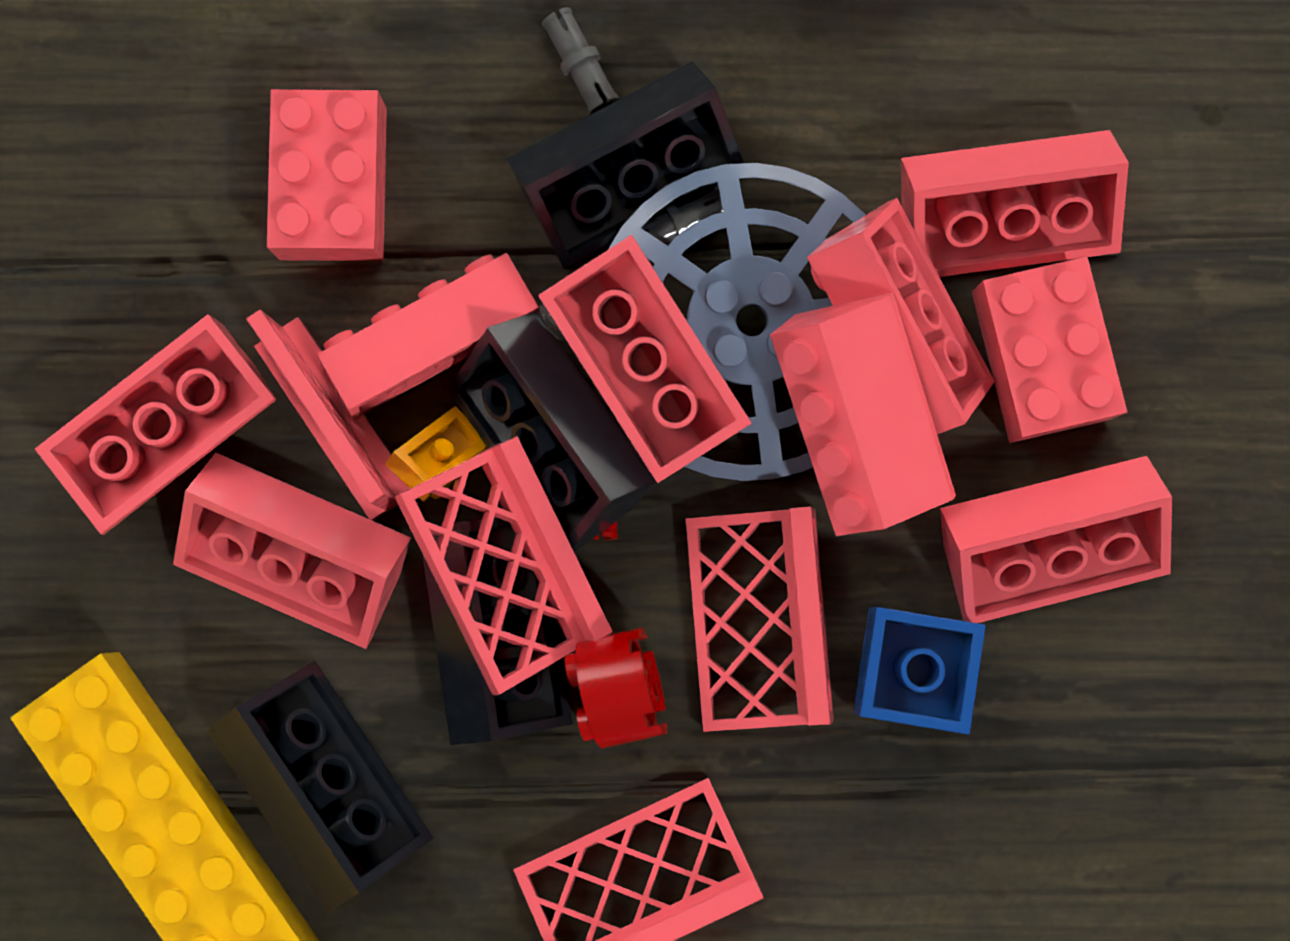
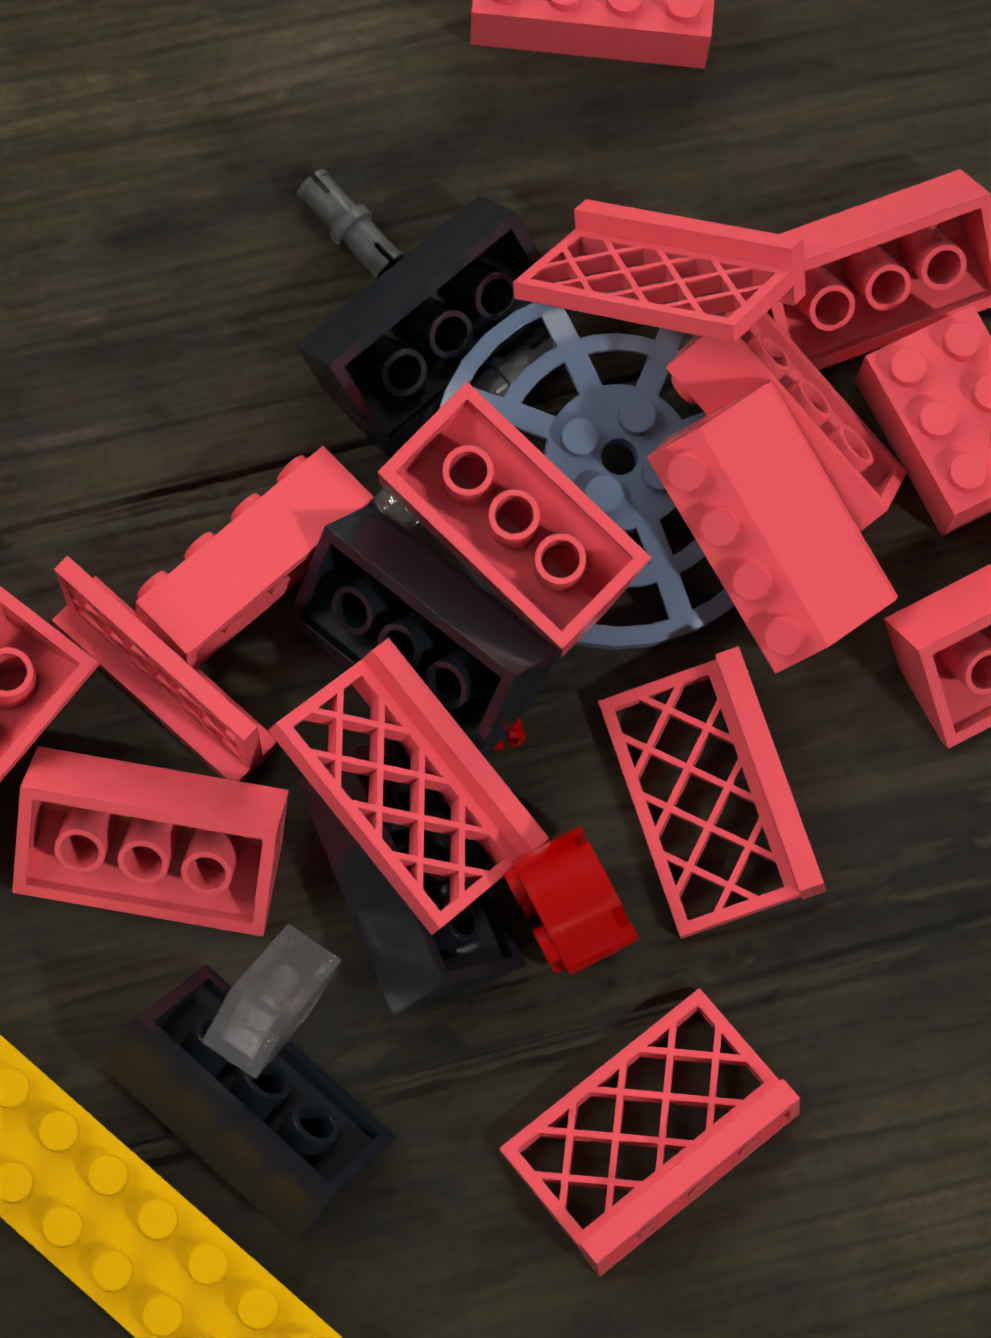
camera: 20 degrees left, 10 degrees down
(327, 175) = (94, 410): coral brick -> none
(351, 714) = (271, 1001): none -> clear brick
(435, 450) = (289, 683): light orange slope -> none
(833, 150) = (651, 247): none -> coral fence
(919, 670) = (907, 801): blue brick -> none

